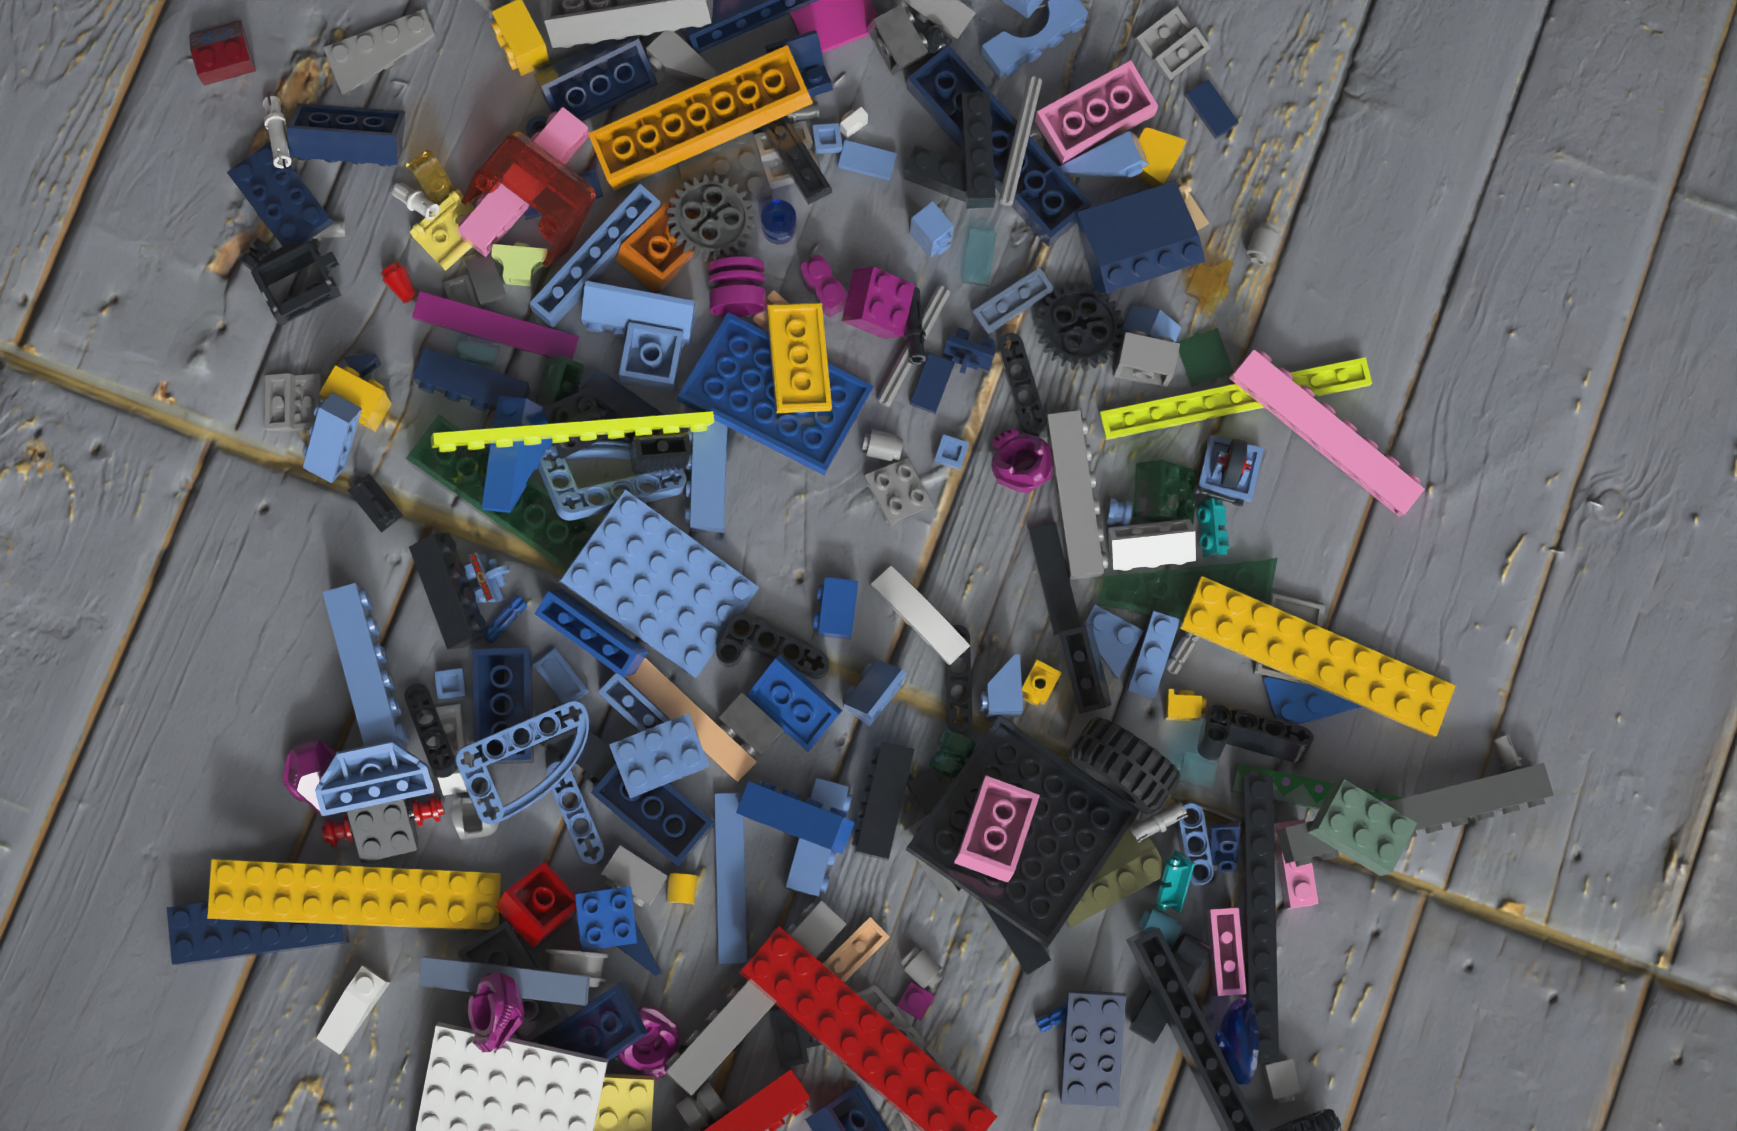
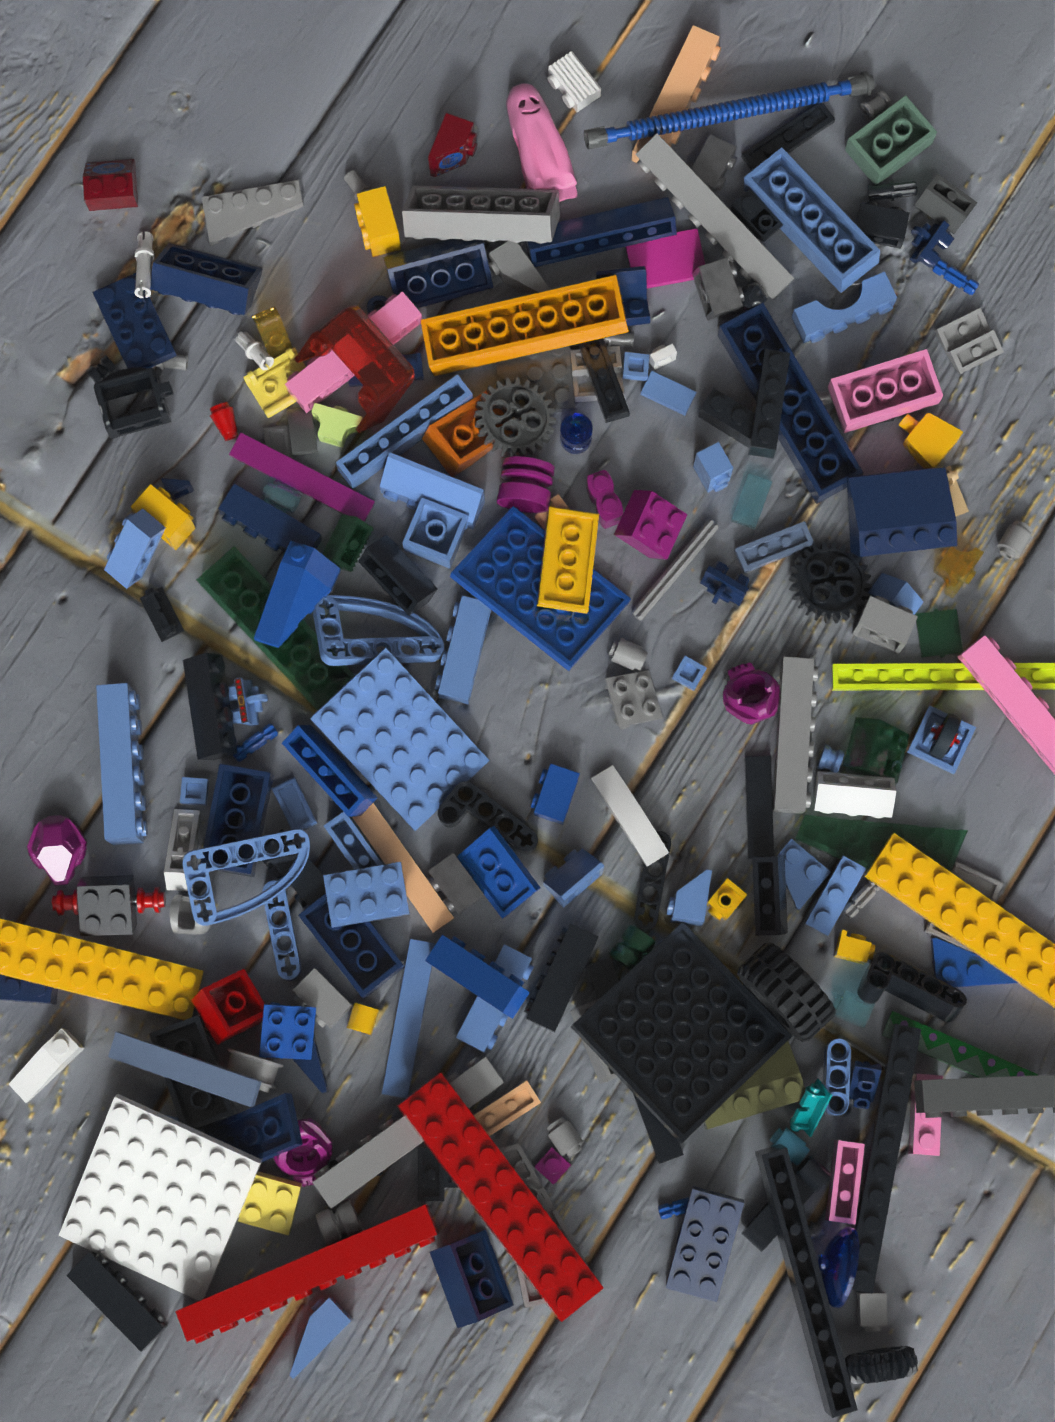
camera: 20 degrees right, 0 degrees up
(291, 401) = (106, 507): light grey slope -> none
(371, 777) = (104, 861): medium blue wedge -> none
(430, 730) = (165, 829): black beam -> none
(495, 1011) = (169, 1095): magenta helmet -> none
(562, 431) = (338, 584): neon yellow plate -> none
(576, 407) = (354, 577): black hinge -> none
(660, 452) = (425, 620): black brick -> none
(914, 334) = (677, 560): black pin -> none
(932, 383) = (685, 607): dark blue tile -> none
(996, 829) = (657, 1025): bright pink brick -> none
(1020, 141) = (810, 402): light grey axle -> none
(1026, 383) = (770, 624): black beam -> none
(1115, 158) = (894, 435): medium blue slope -> none
(1158, 821) = (807, 1049): light grey pin -> none
(1197, 489) = (906, 752): black hinge -> none
(1212, 109) = (993, 408): dark blue tile -> none
(1212, 540) = (914, 779): teal hinge -> none
(1362, 827) = (993, 1095): sand green brick -> none

